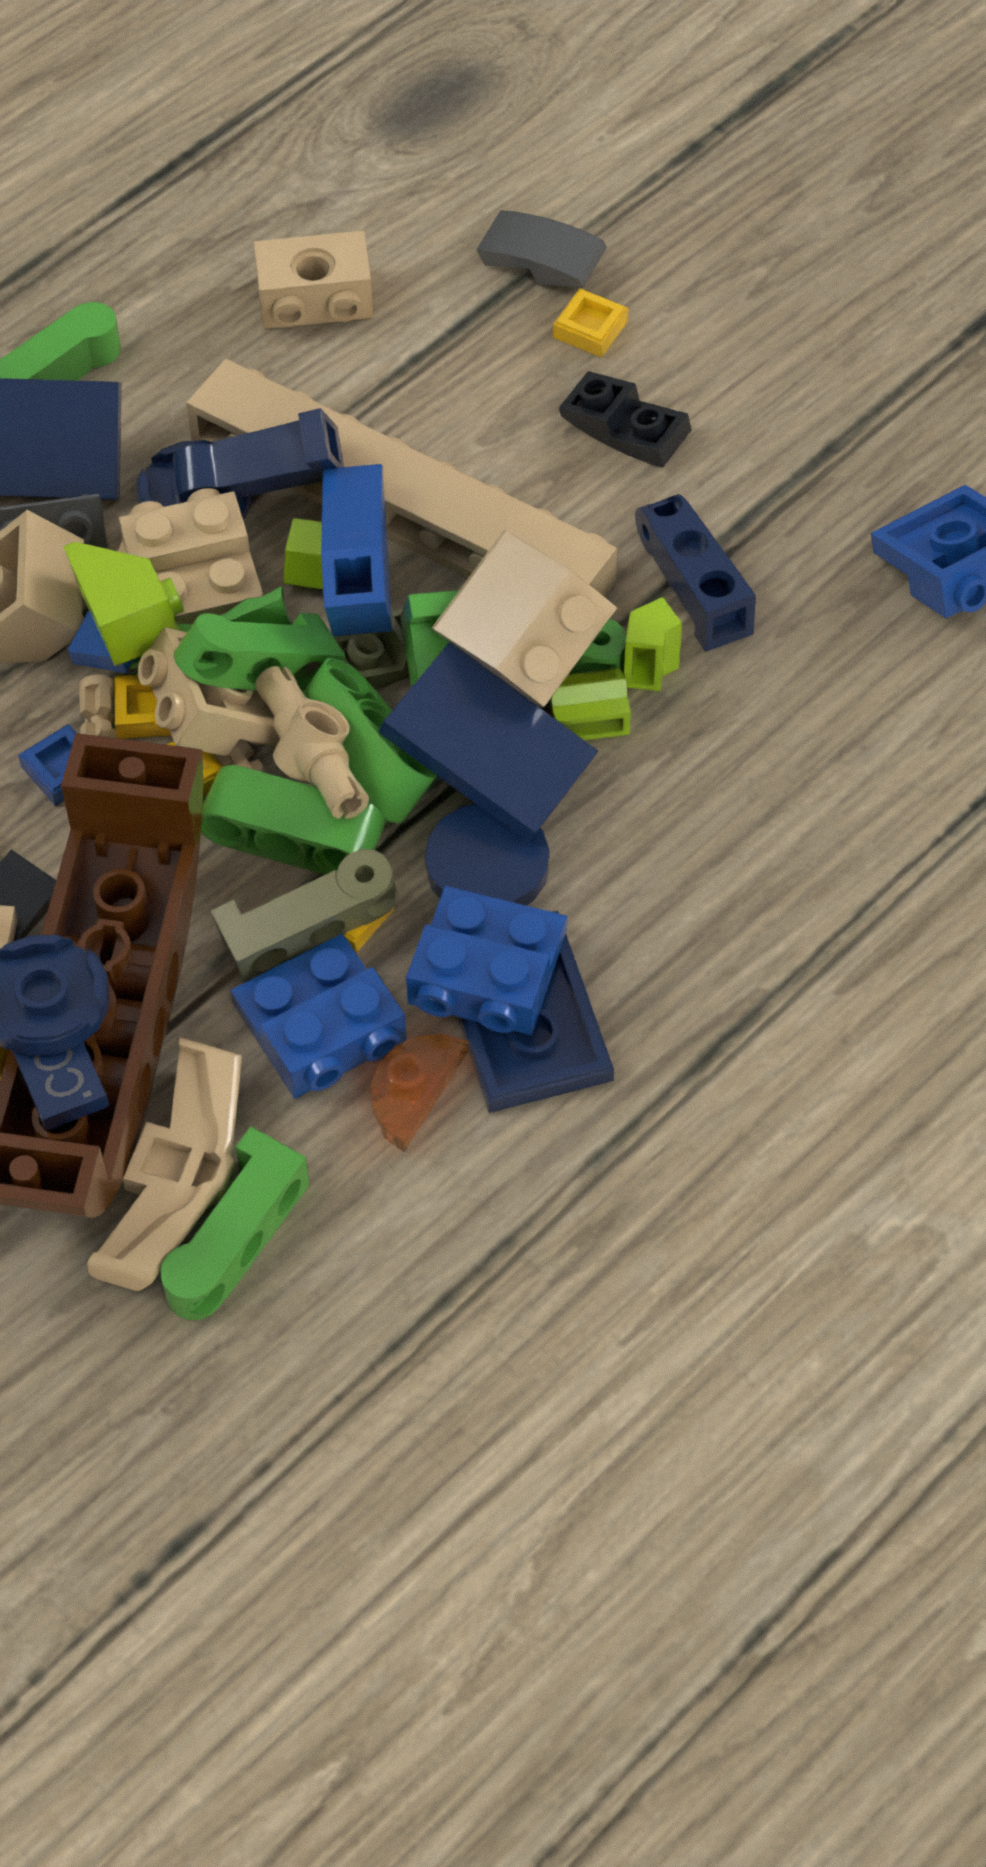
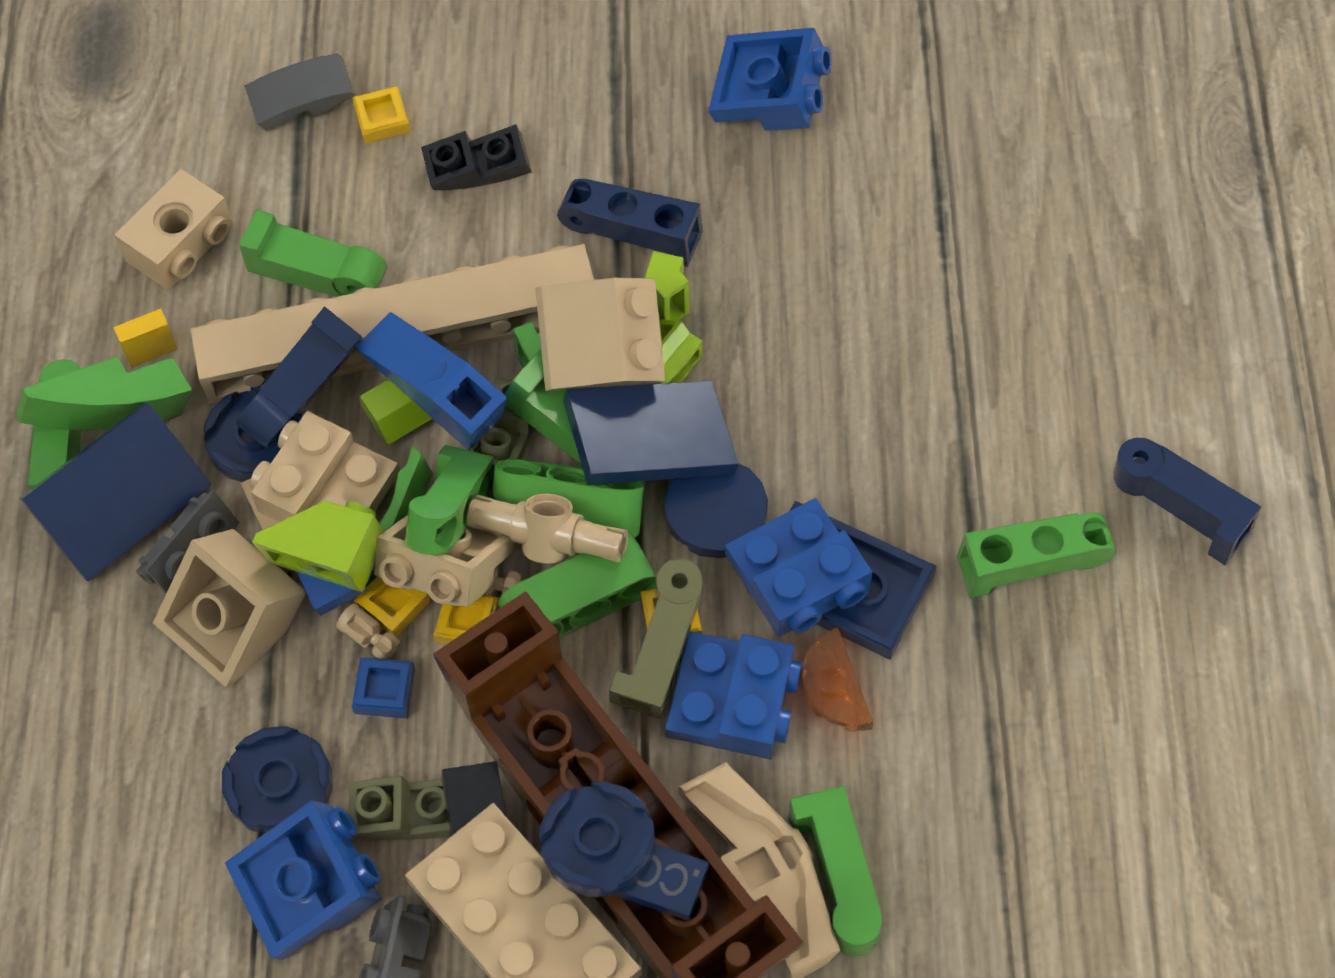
camera: 45 degrees left, 5 degrees up
(100, 349) = (103, 395): none -> bright green slope
(193, 343) = (145, 337): none -> yellow tile
(389, 383) = (307, 258): none -> bright green leg
(713, 1131) = (1033, 550): none -> bright green leg
(926, 1260) = (1187, 494): none -> dark blue leg

